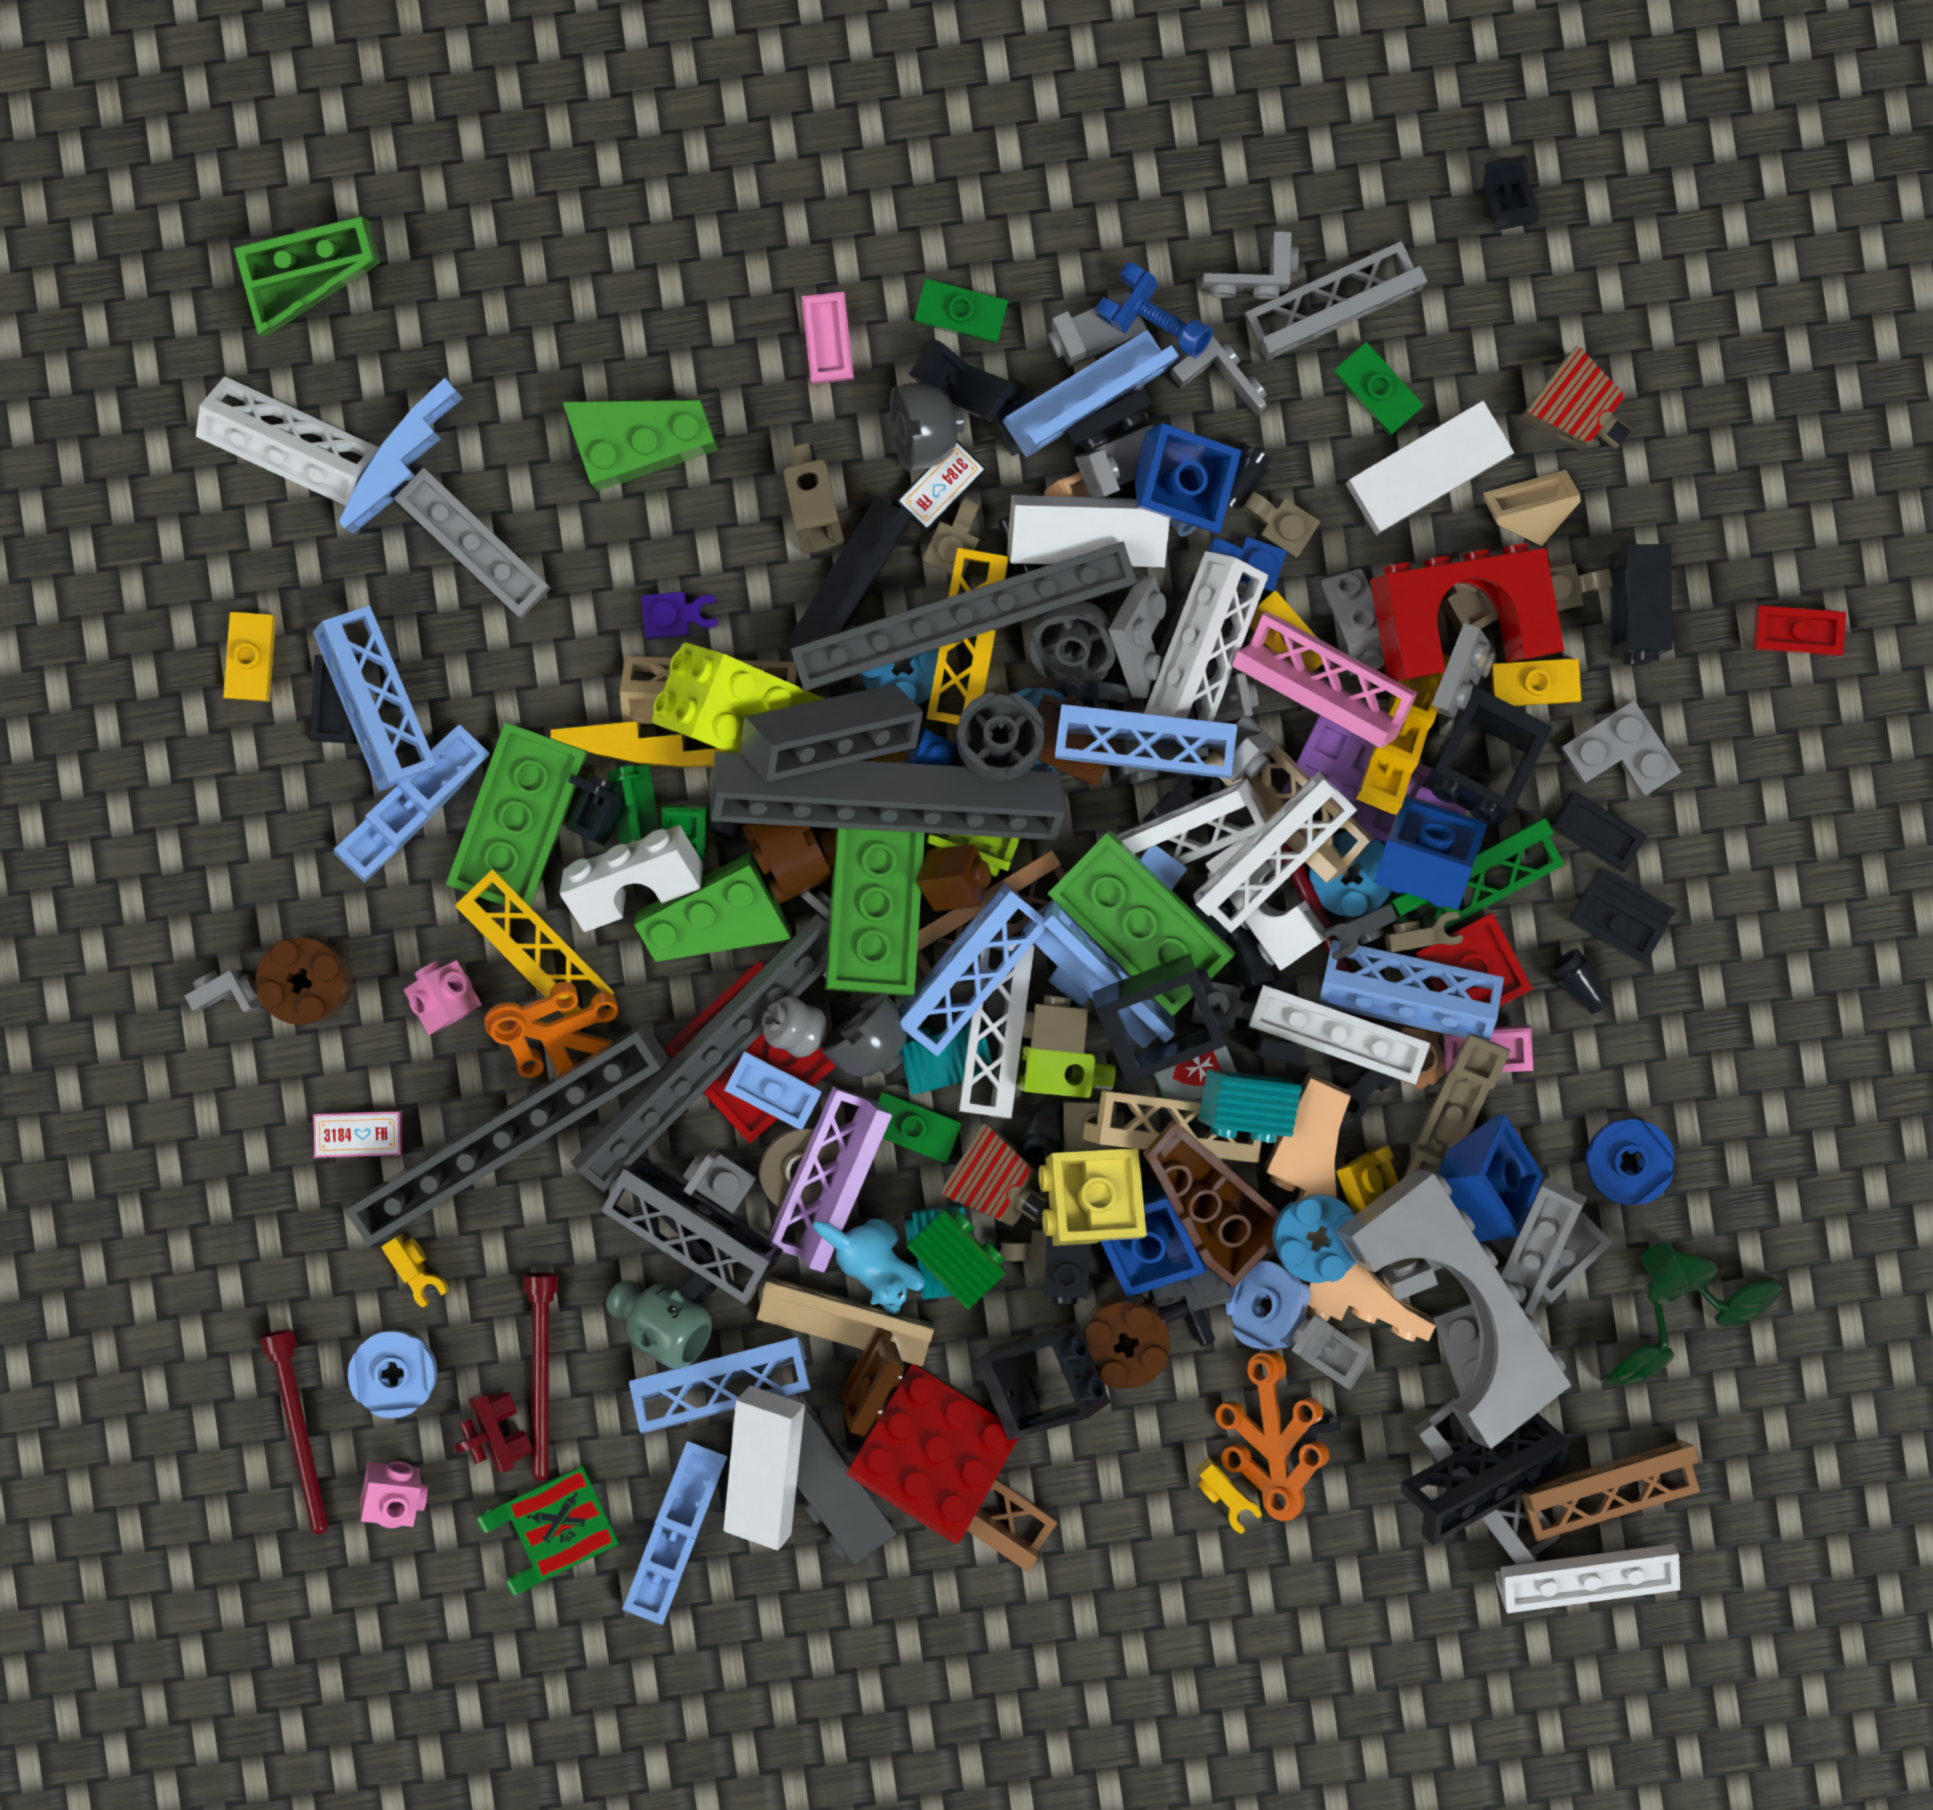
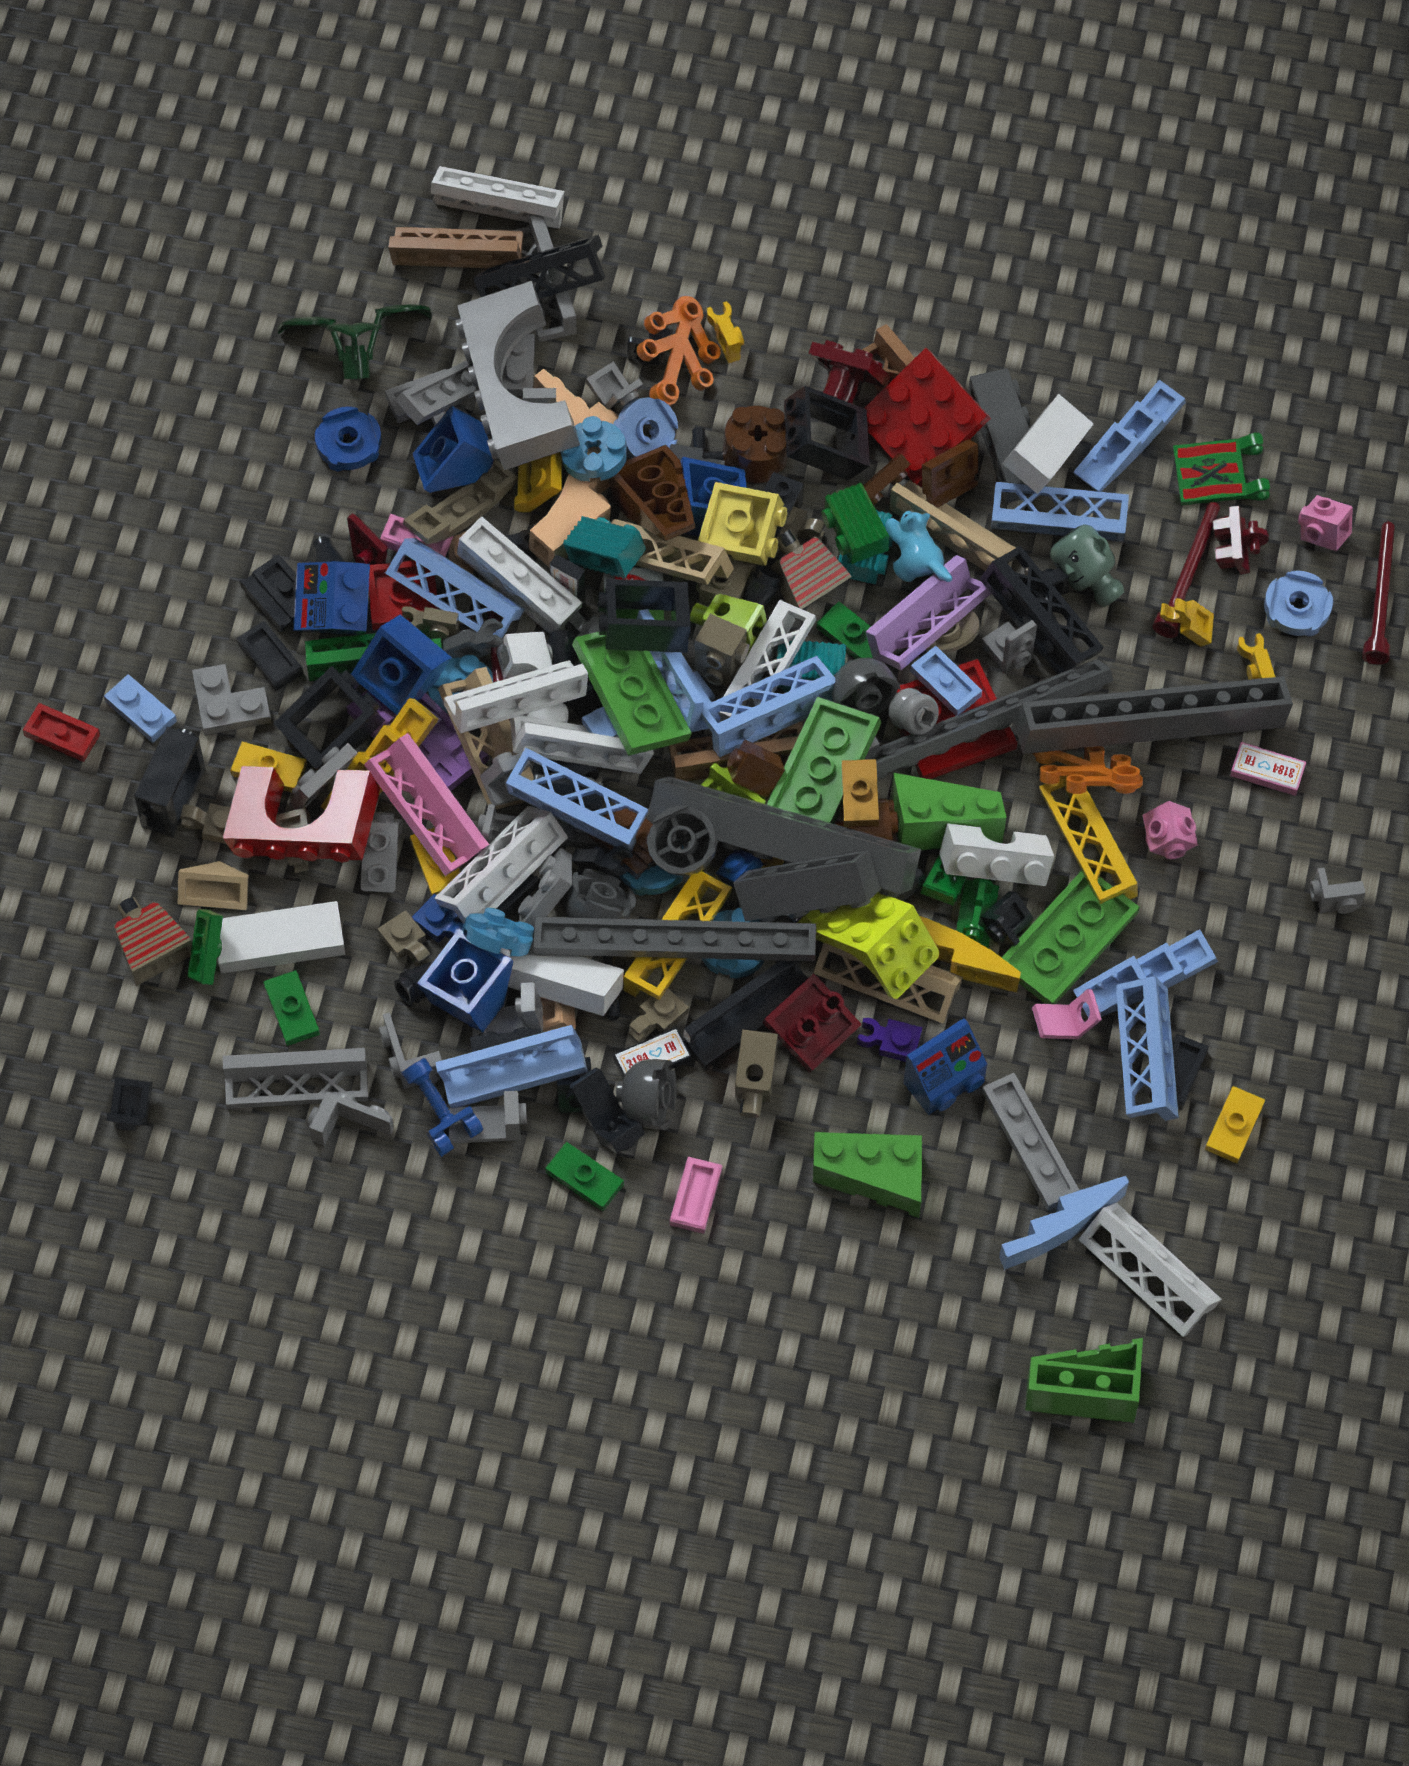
camera: 160 degrees left, 25 degrees down
(282, 992) = (1271, 877): reddish brown brick -> none
(484, 710) = (1065, 1021): none -> bright pink bracket
(509, 1297) = (1194, 620): none -> yellow plate
(596, 585) = (945, 1068): none -> blue slope
(772, 590) = (812, 1022): none -> dark red plate
(812, 875) = (860, 793): none -> pearl gold plate
(946, 1356) = (891, 473): none -> reddish brown plate
(1050, 1481) = (847, 369): none -> dark red plate
(1176, 562) = (494, 931): none -> dark azure plate
(1506, 409) = (205, 946): none -> green plate
(1543, 1017) = (365, 544): none -> dark red piece
(1553, 920) = (331, 597): none -> blue slope
(1720, 702) = (140, 708): none -> light blue plate

